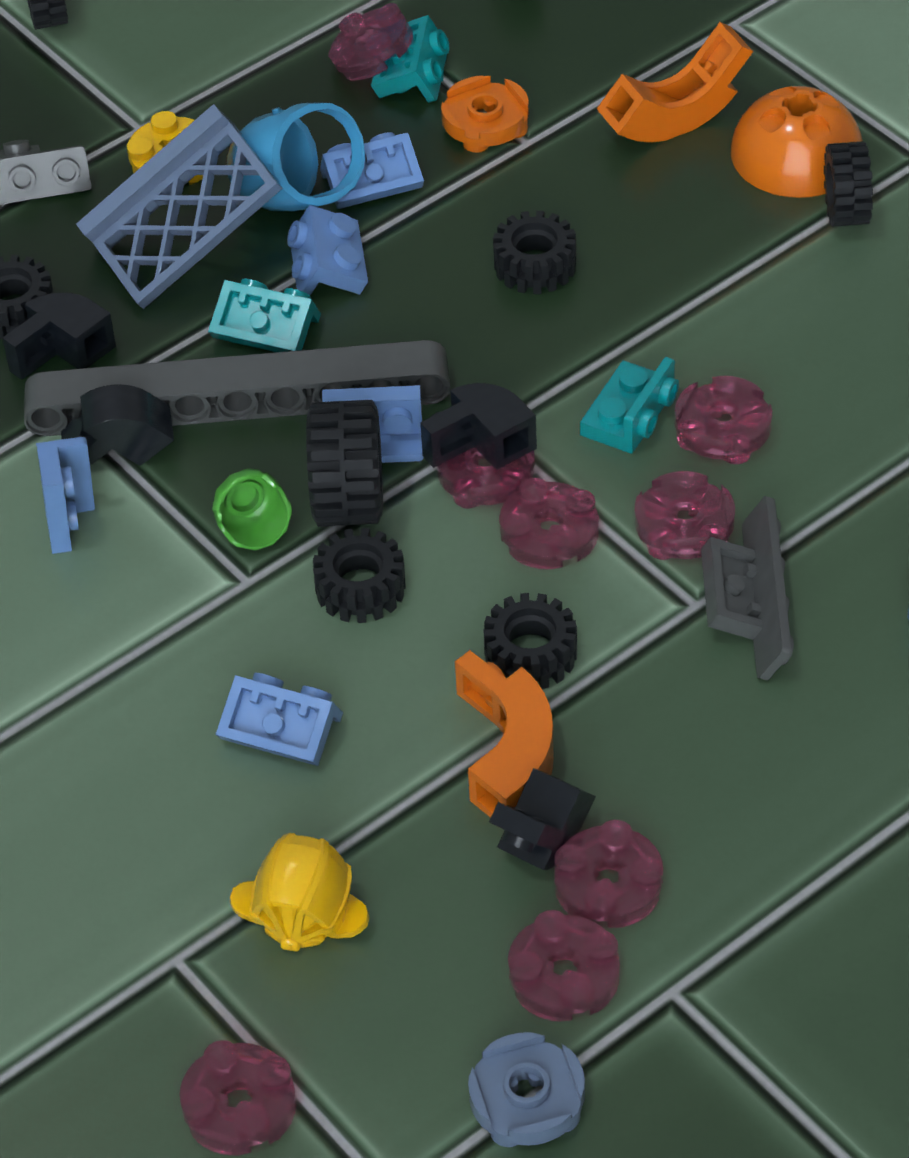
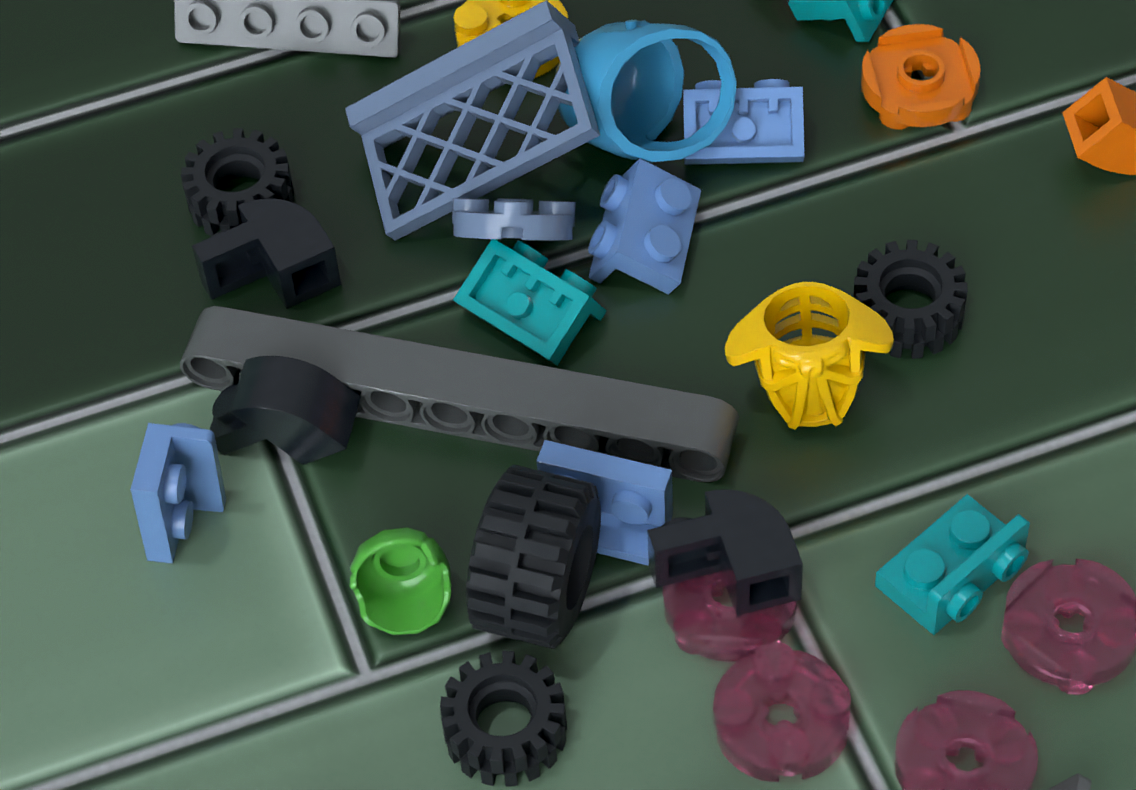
camera: 20 degrees right, 5 degrees up
(235, 264) = (513, 219): none -> sand blue plate
(485, 313) = (809, 375): none -> yellow piece

